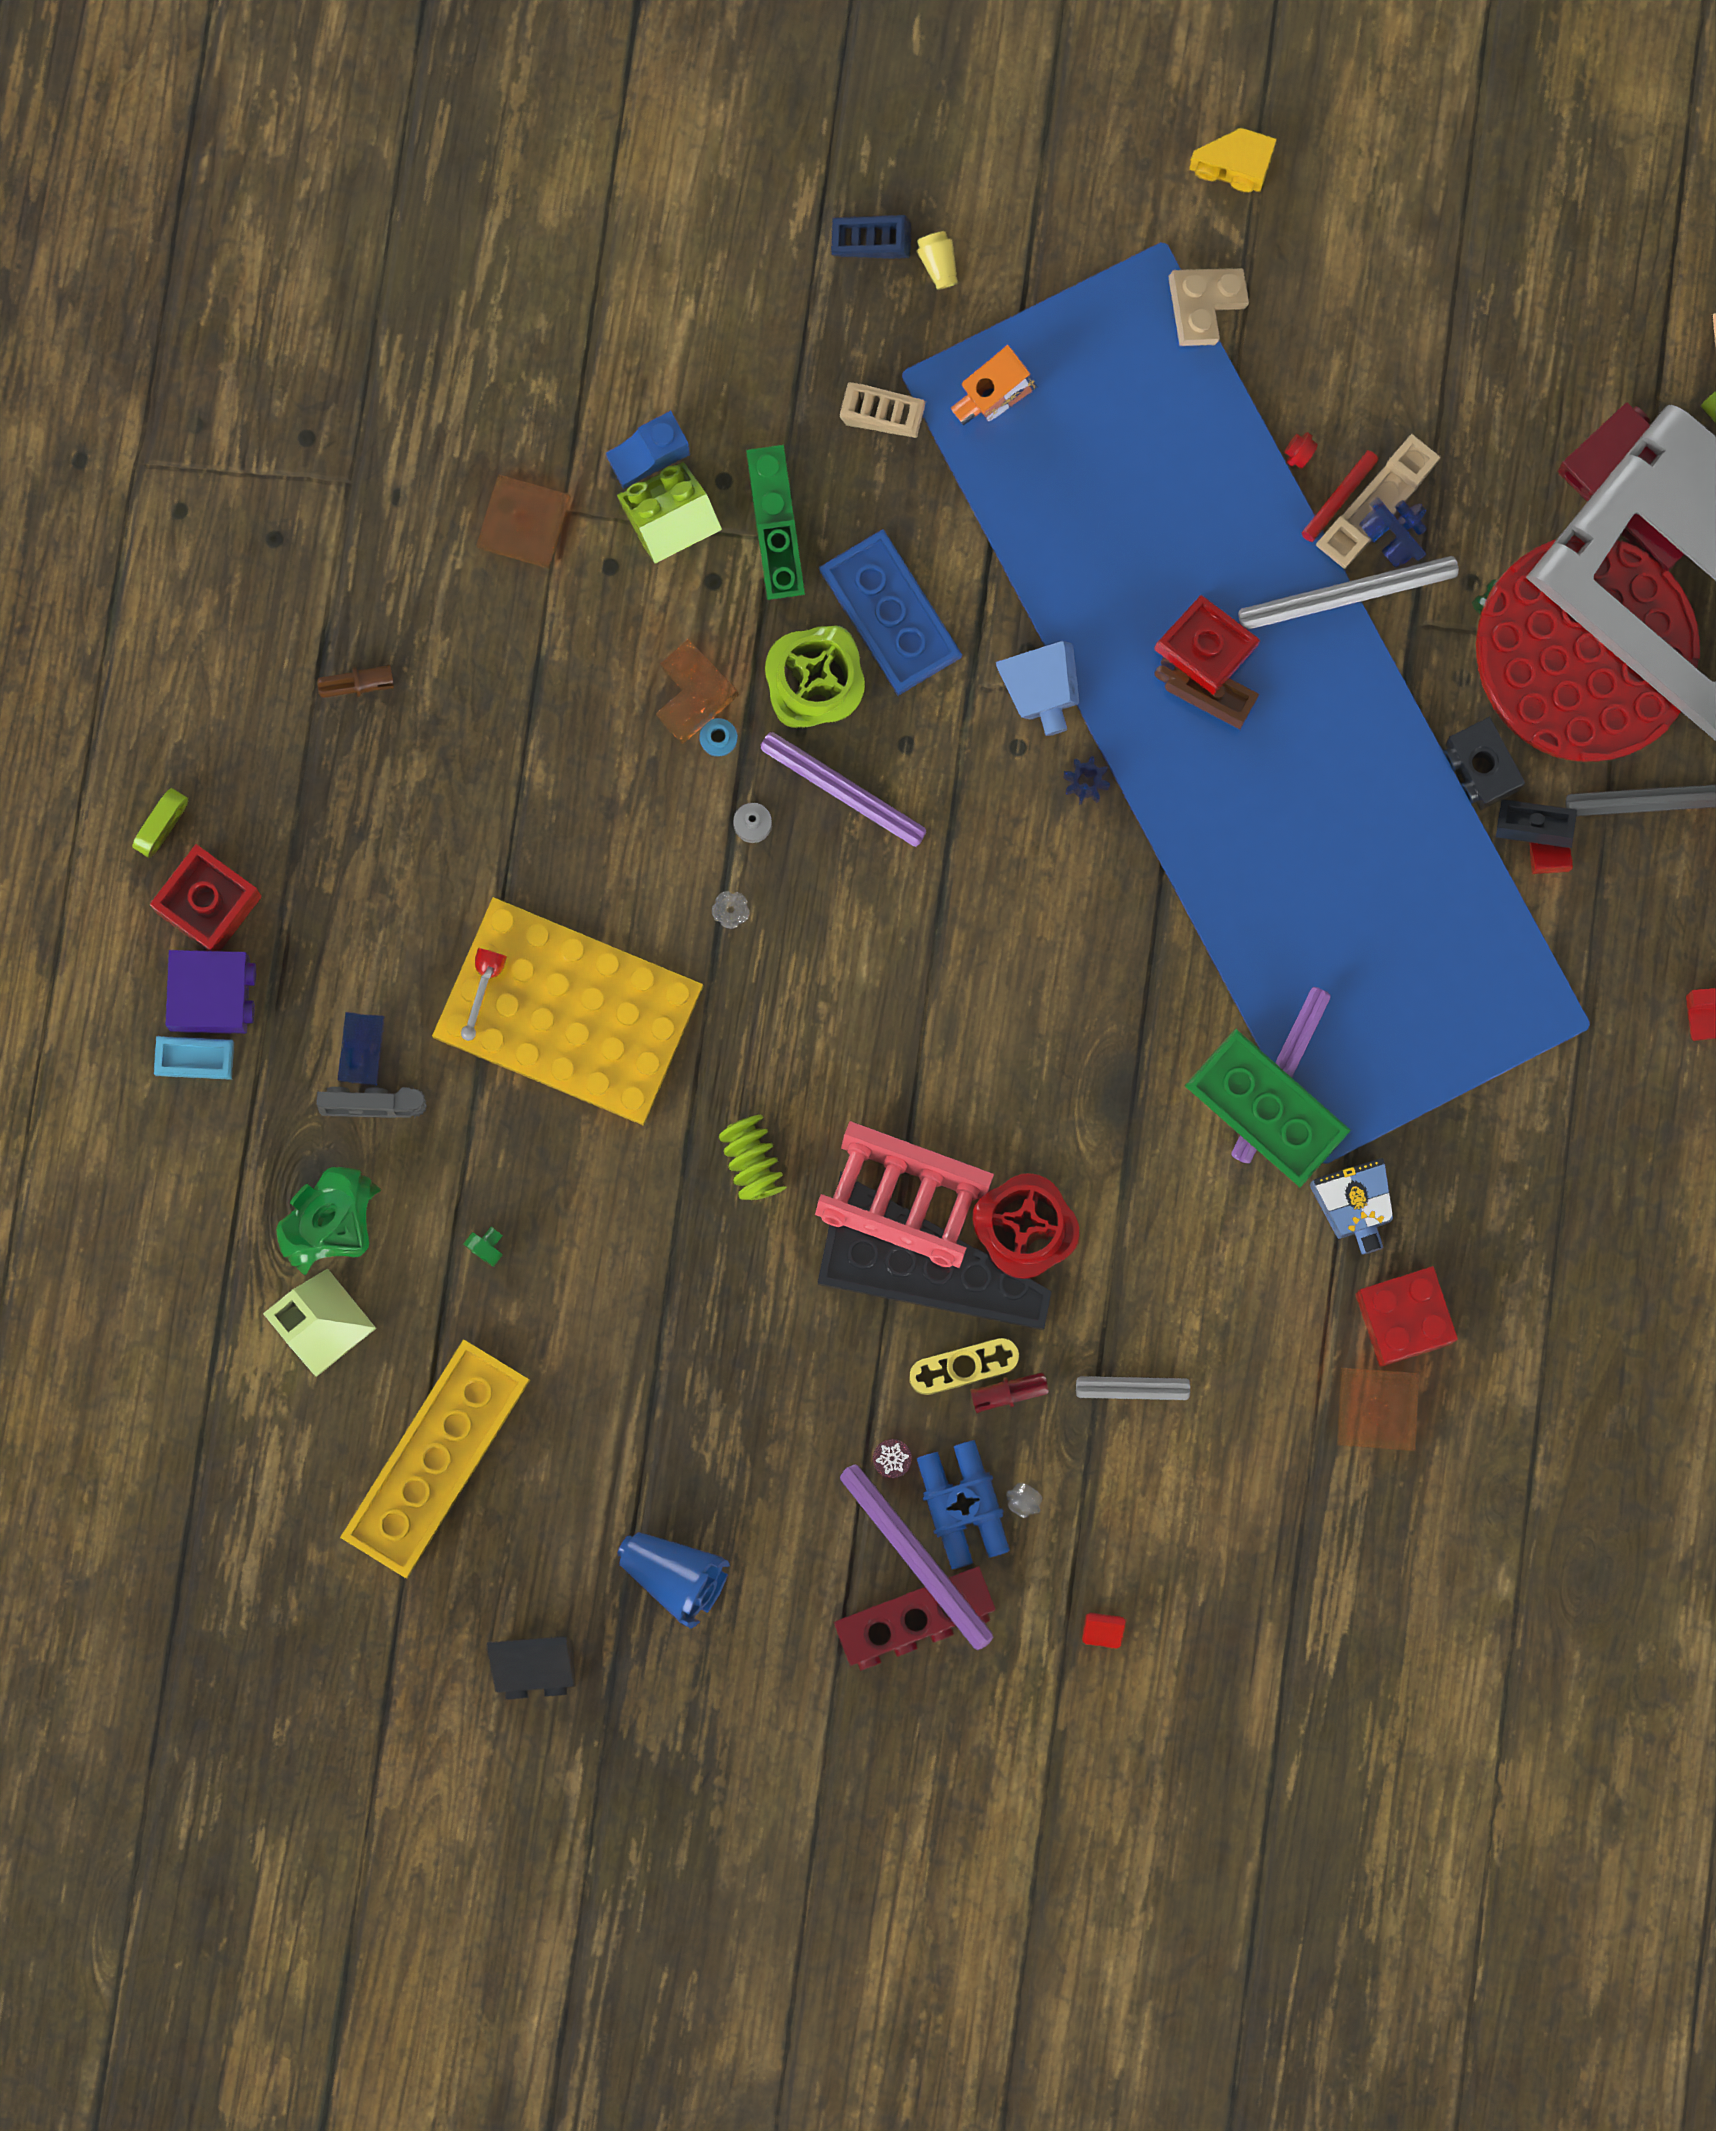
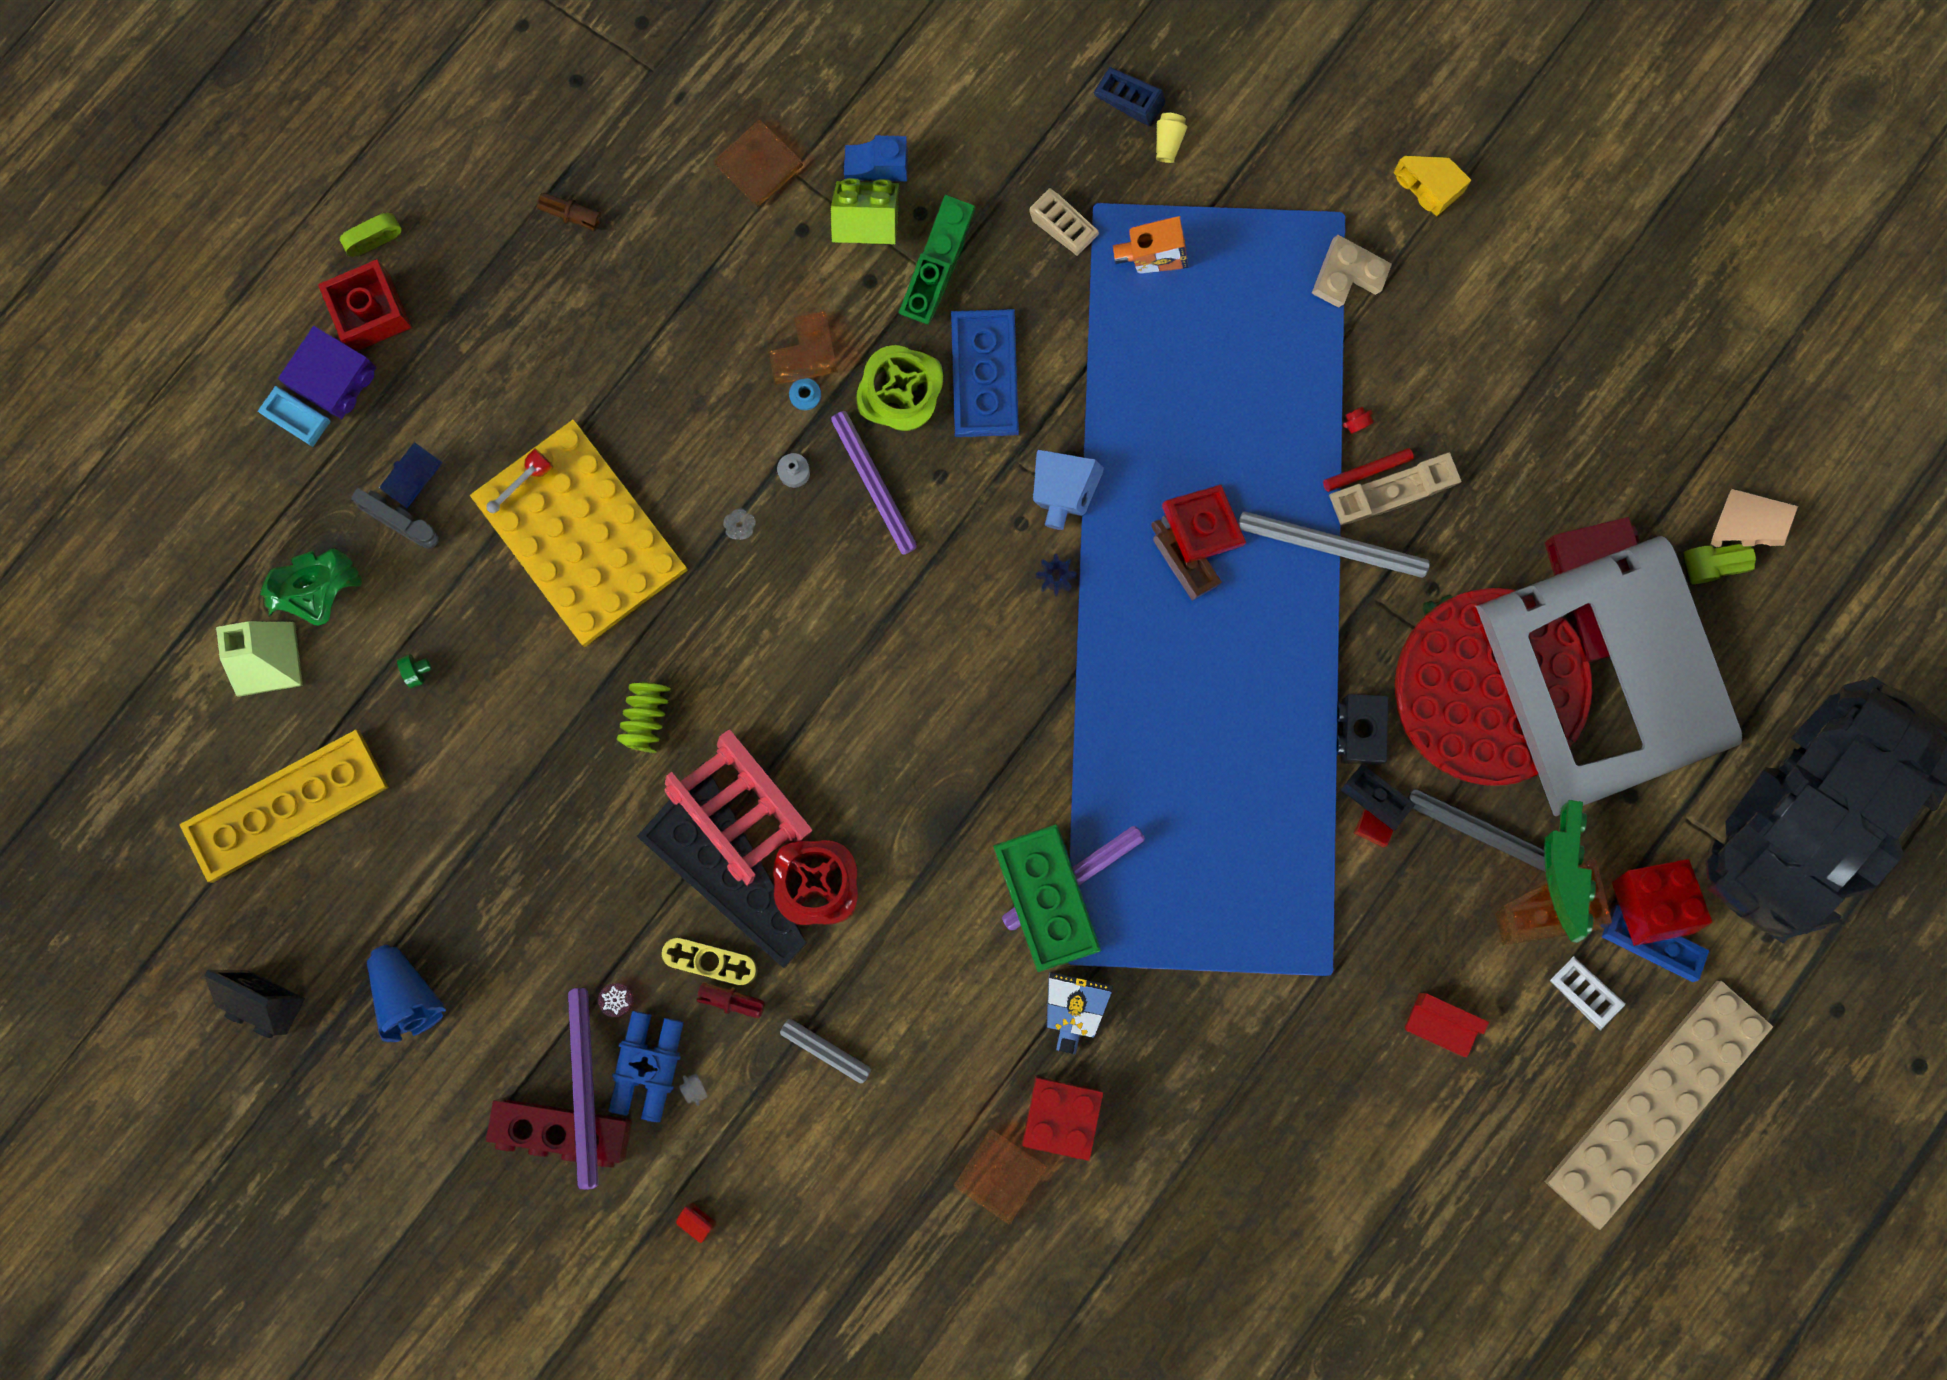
camera: 35 degrees right, 0 degrees up
(1404, 545) = (1390, 503): clear blue hips -> none

